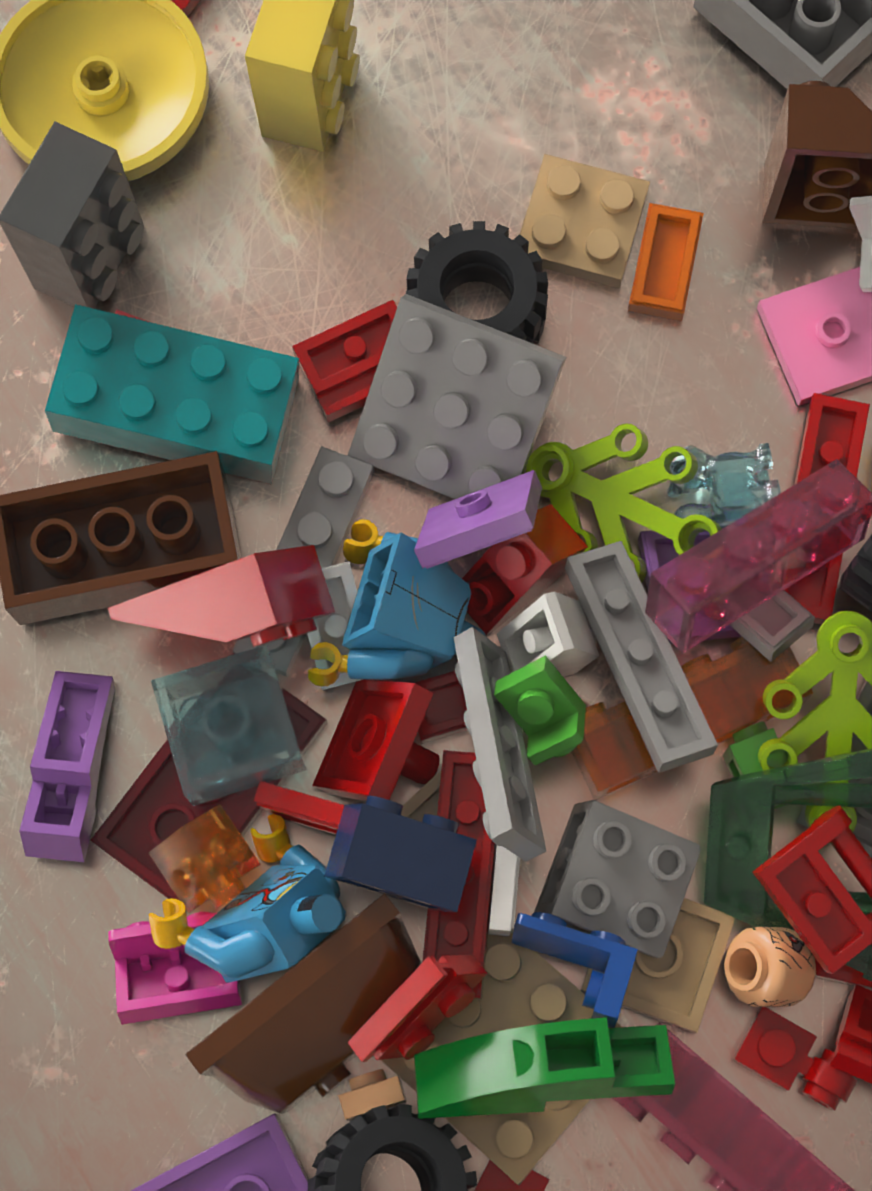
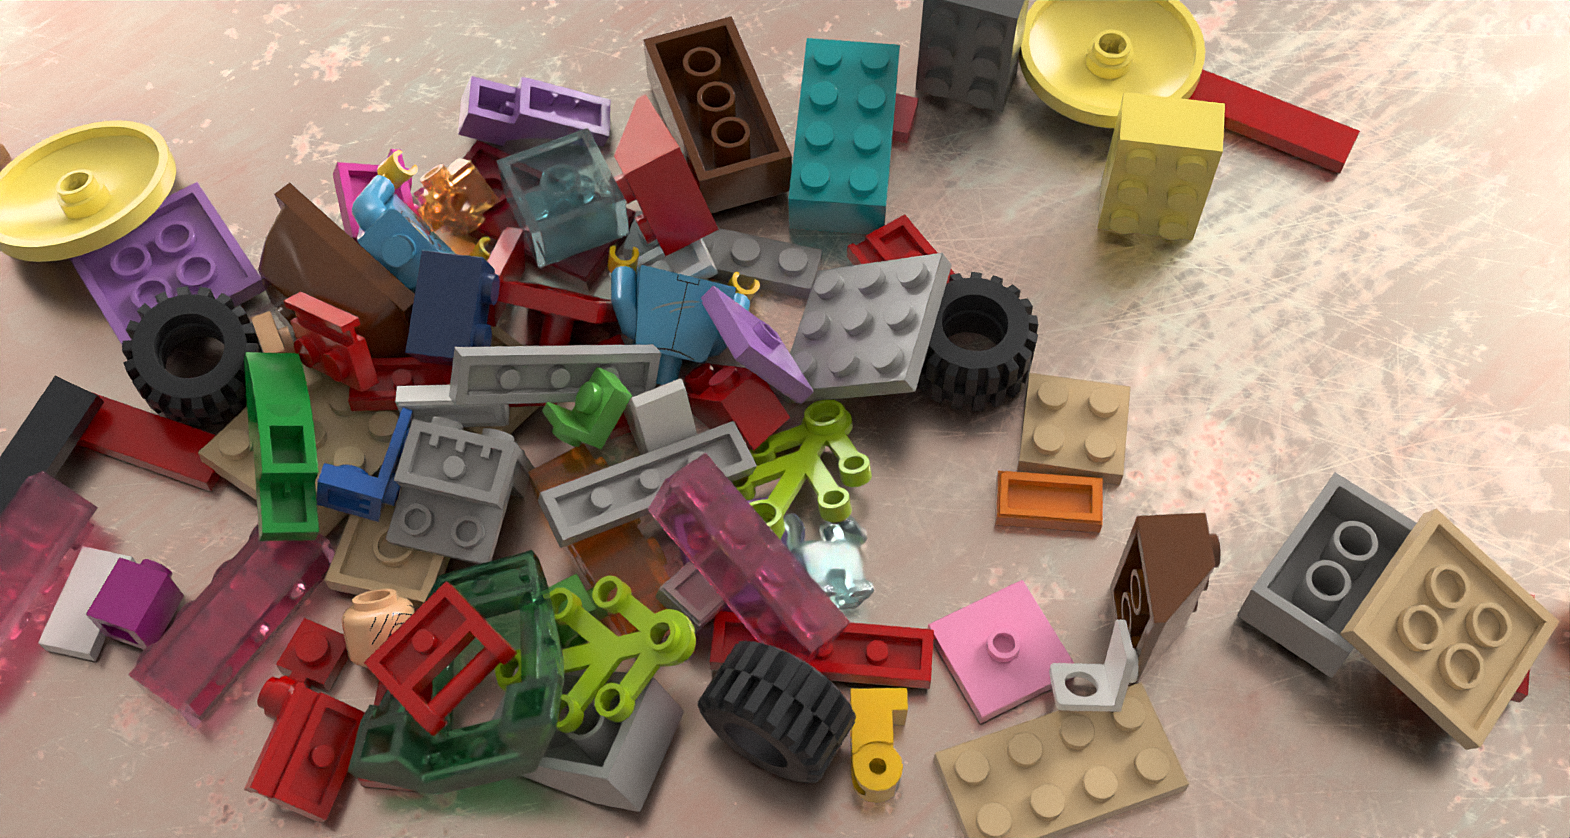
camera: 80 degrees right, 15 degrees down
(594, 856) = (460, 463): none -> light grey bracket

